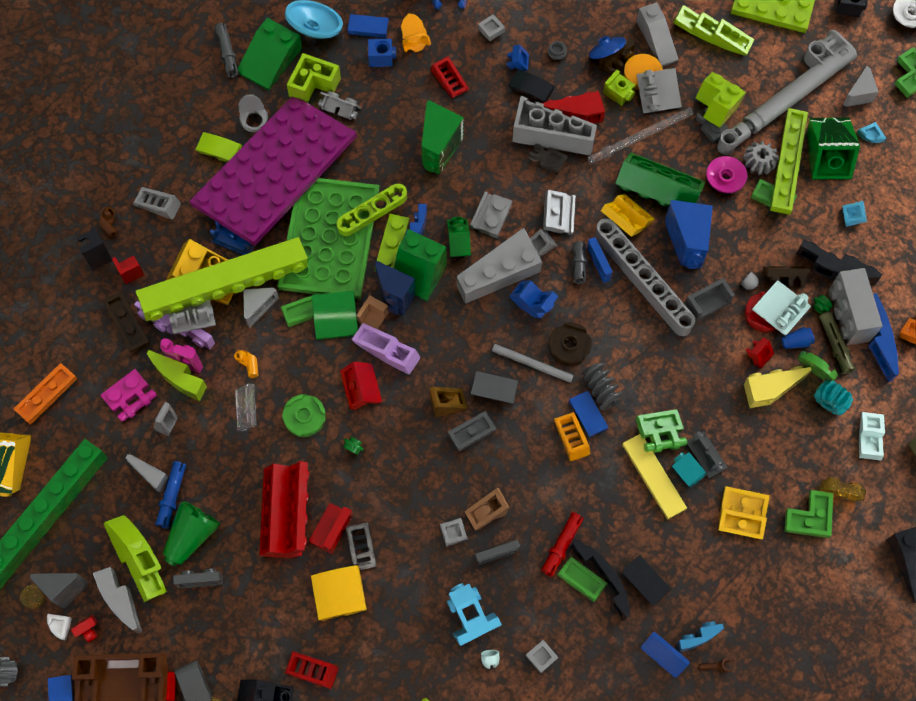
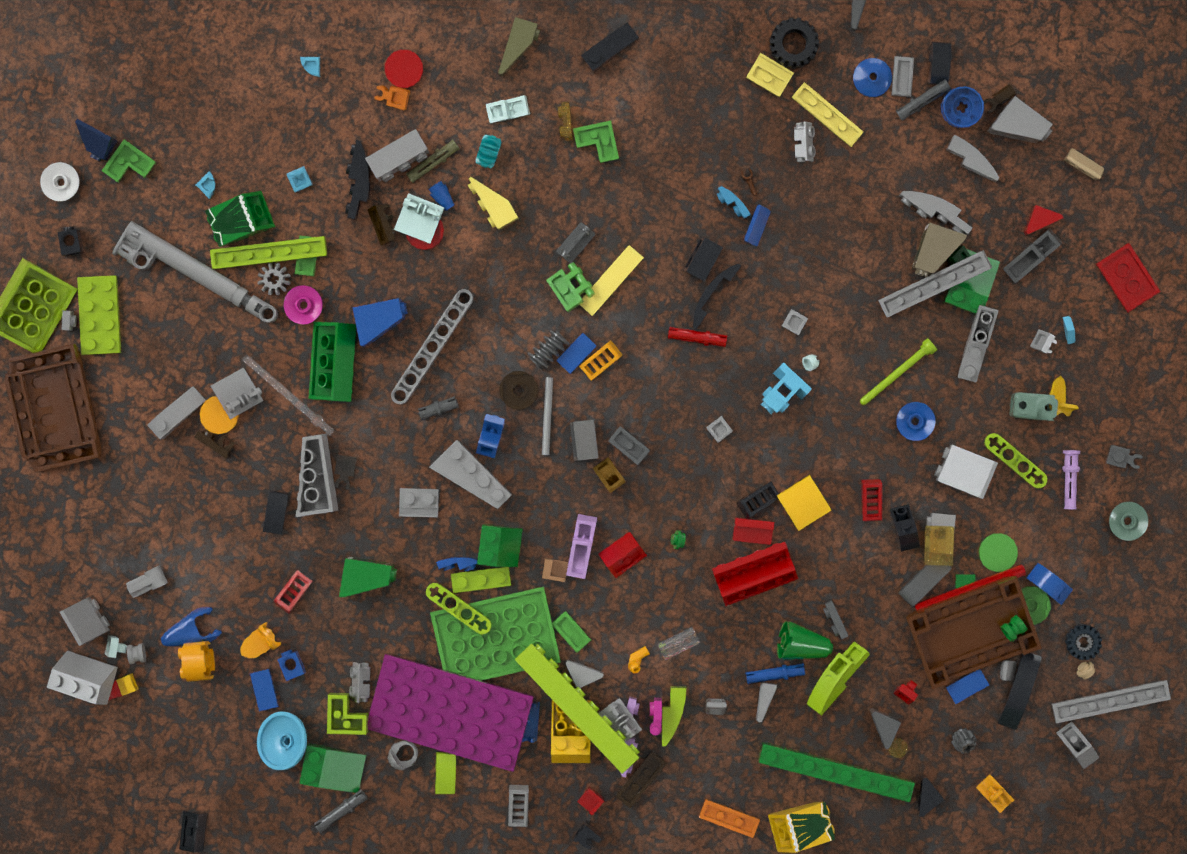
camera: 115 degrees left, 20 degrees up
(59, 625) = (912, 715): white tile -> none
(106, 222) = (553, 841): reddish brown arm -> none
(117, 598) = (875, 677): light grey slope -> none
(125, 391) = (700, 752): dark pink plate -> none
(304, 415) = (666, 592): bright green tile -> none
(334, 315) = (568, 602): green slope -> none
(395, 288) = (528, 558): dark blue slope -> none
(458, 237) = (454, 522): green slope -> none
(487, 509) = (693, 408): medium nougat slope -> none
(491, 27) = (225, 572): light grey plate -> none
(497, 552) = (724, 386): dark grey tile -> none
(519, 58) = (249, 533): blue tile -> none
(542, 242) = (430, 447): light grey slope -> none
(557, 50) = (226, 502): dark grey plate -> none
(559, 212) = (395, 442): plate -> none
(582, 579) = (719, 311): bright green tile -> none
(584, 106) = (284, 459): red slope -> none
(599, 260) = (433, 388): blue tile -> none
(607, 46) = (210, 455): blue dish -> none
(619, 88) = (242, 436): lime brick -> none
(627, 215) = (377, 380): yellow slope -> none
(688, 469) = (596, 253): teal brick -> none
(709, 129) = (255, 330): dark grey plate -> none
(709, 299) = (434, 283): dark grey panel -> none
(717, 33) = (150, 362): lime slope -> none
(720, 97) = (225, 333): lime brick -> none
(743, 512) = (615, 197): yellow slope -> none
(750, 281) = (401, 253): light grey hinge -> none
(761, 352) = (466, 223): red tile -> none
(818, 366) = (466, 172): bright green tile -> none
(822, 304) = (401, 183): green plate -> none
(863, 91) = (166, 206): light grey slope -> none
(884, 345) = (420, 120): blue slope -> none

